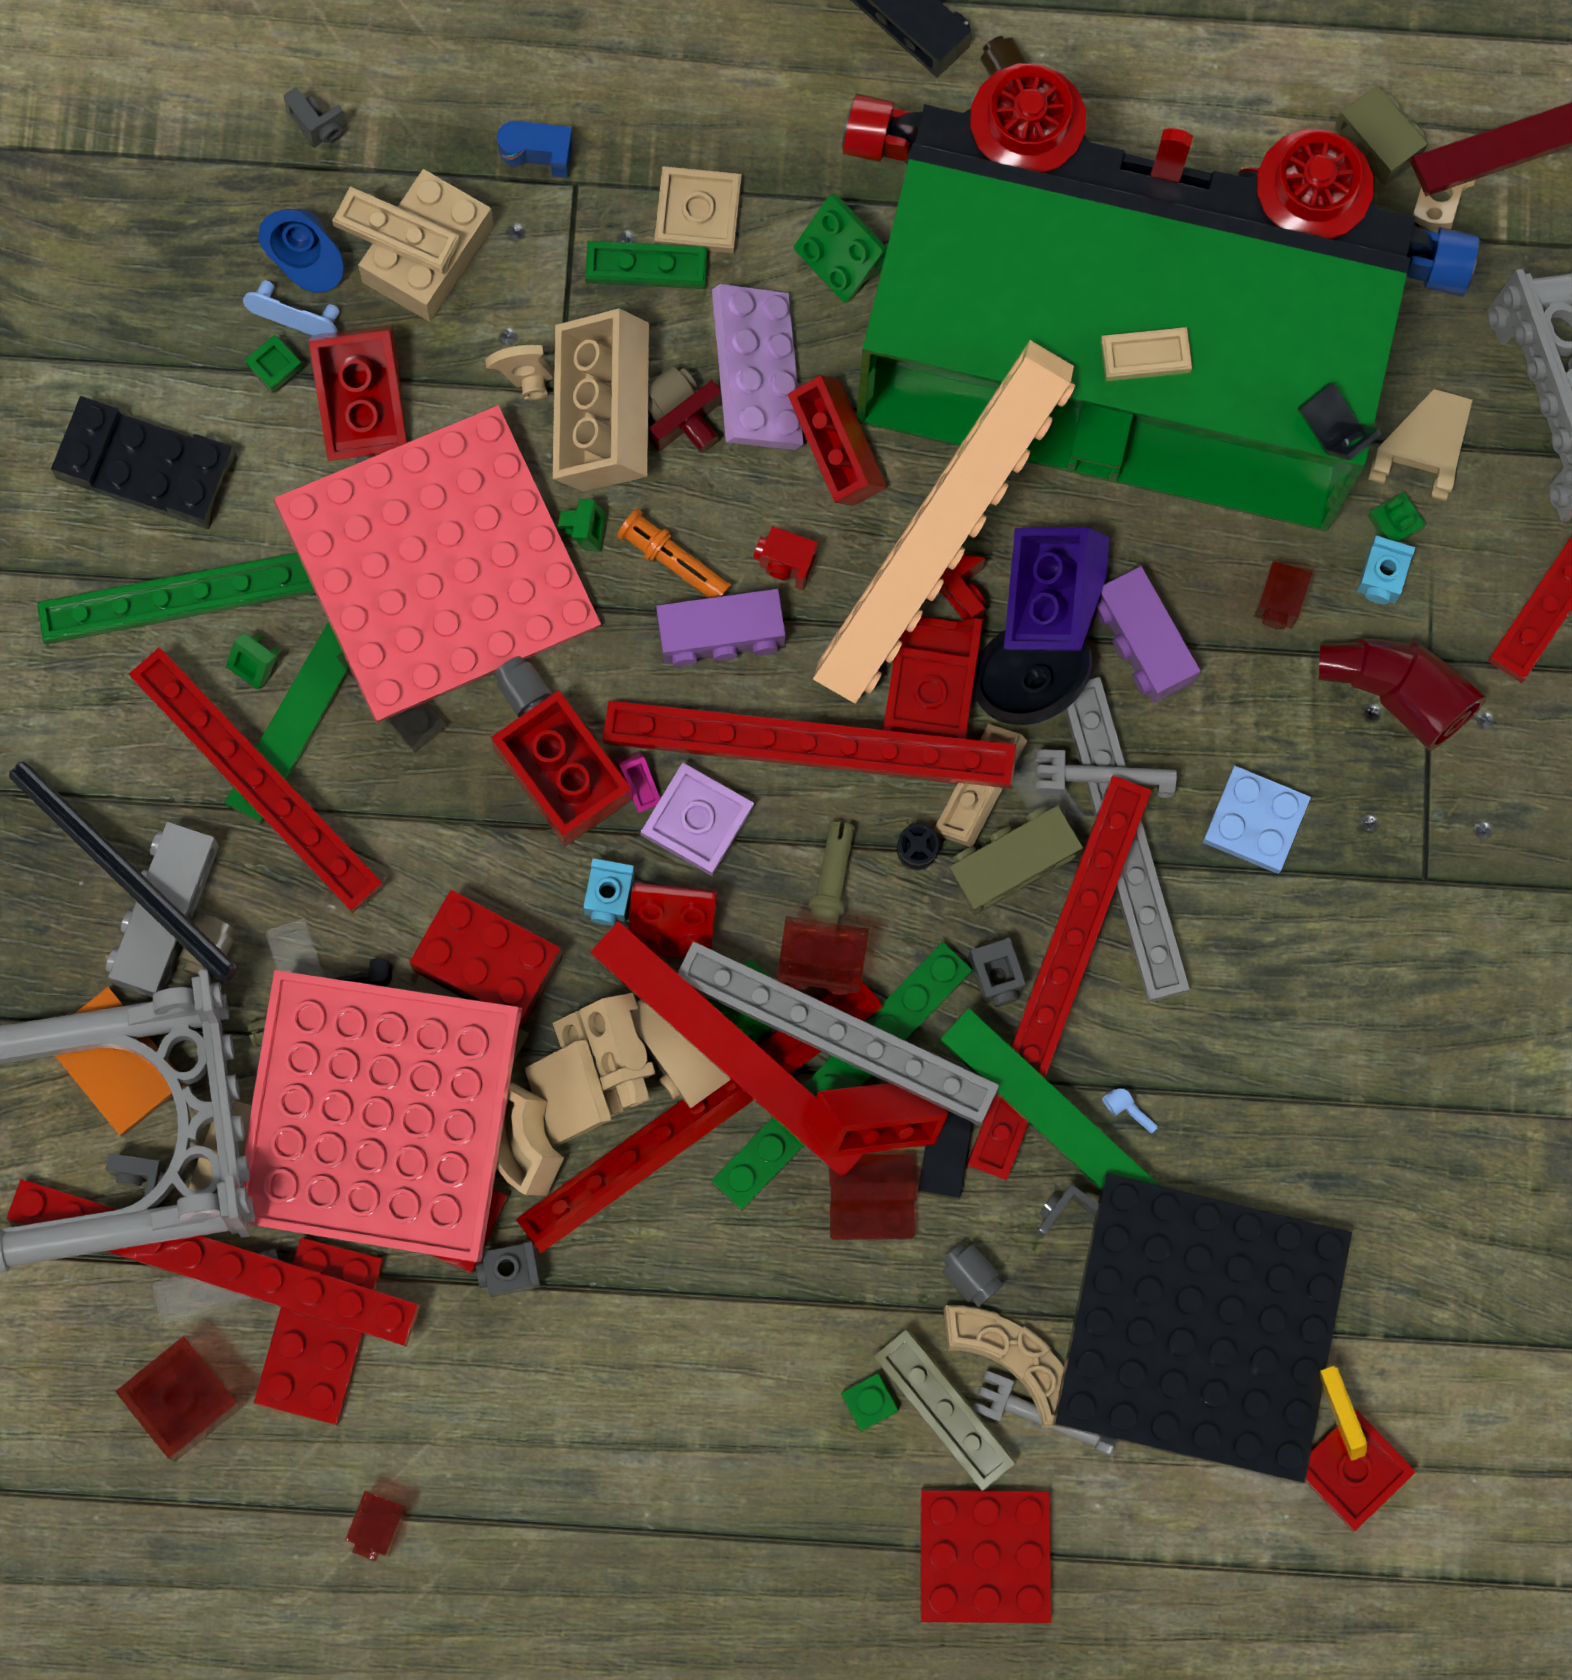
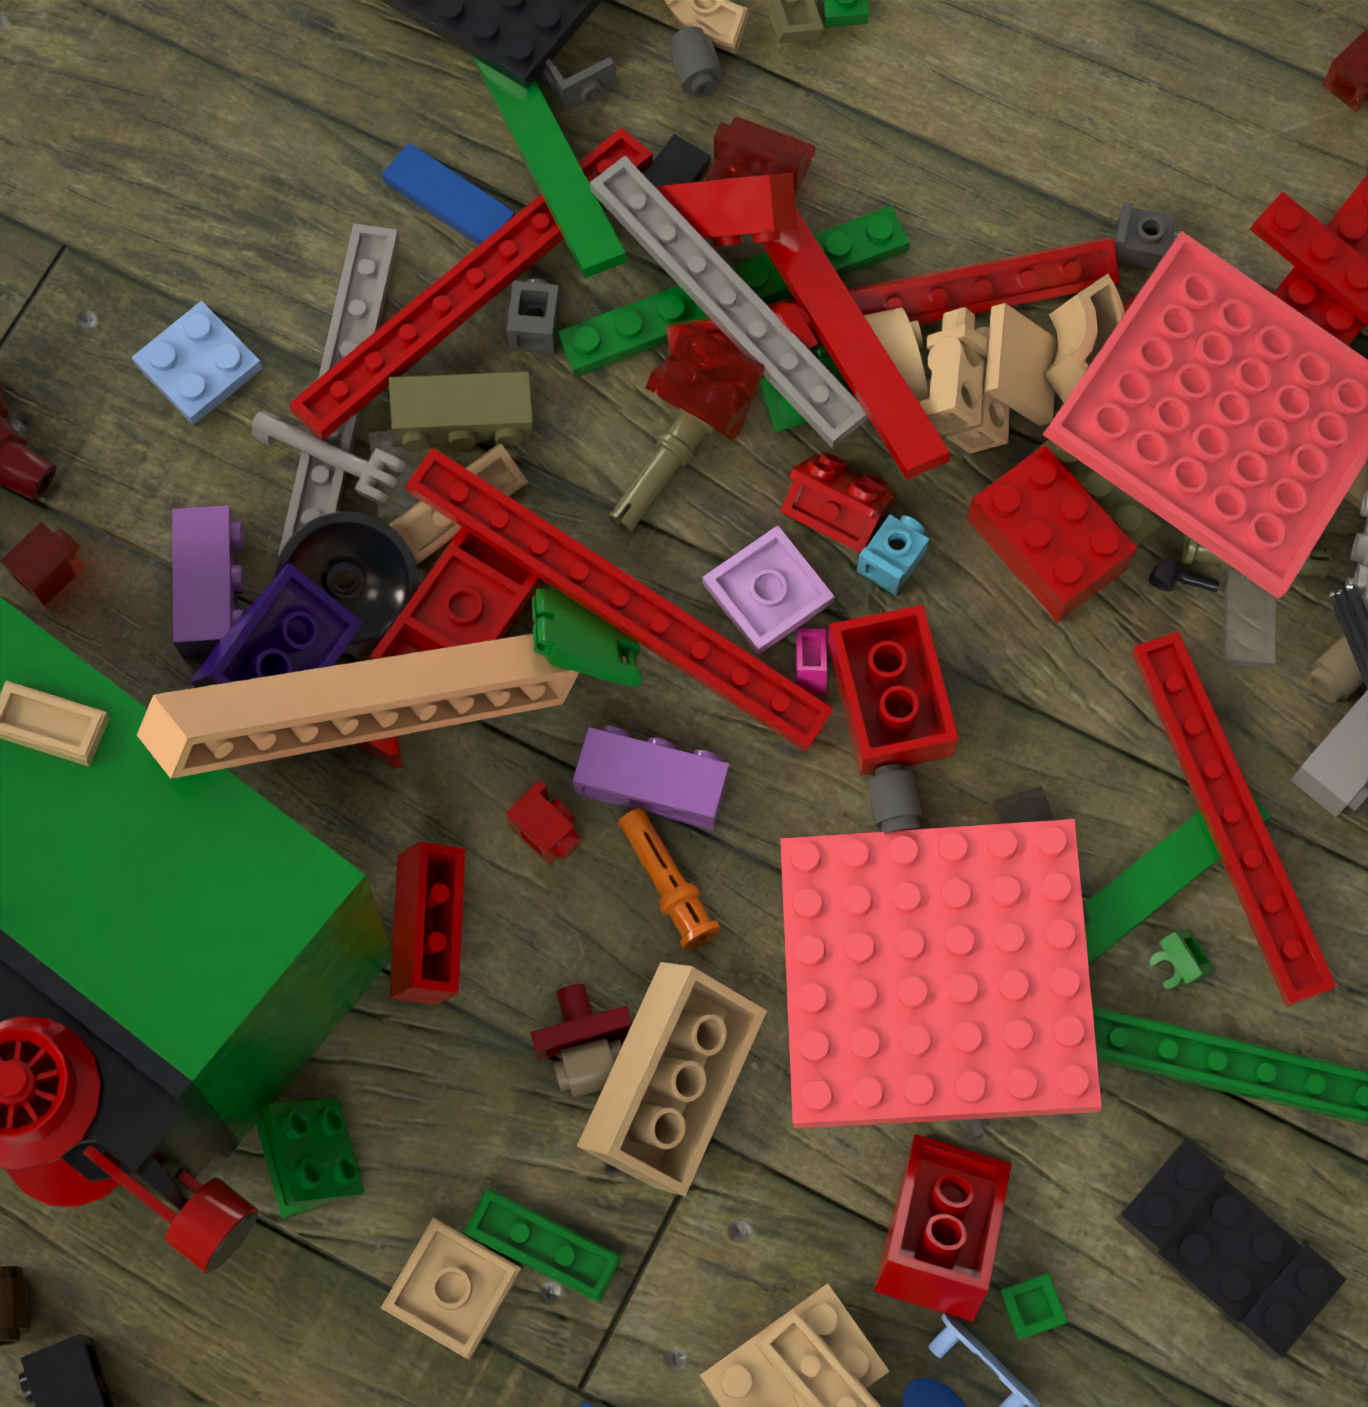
camera: 150 degrees left, 5 degrees down
(524, 369) = (738, 1156): tan piece -> none
(585, 524) = (751, 955): green tile -> none
(756, 366) = (475, 1053): lavender plate -> none
(774, 1038) = (796, 321): none -> red plate
(822, 695) = (581, 640): none -> green plate
(921, 839) = (551, 458): black wheel -> none
(1121, 1100) = (475, 160): light blue hand -> none
(1125, 1058) = (446, 195): none -> blue tile

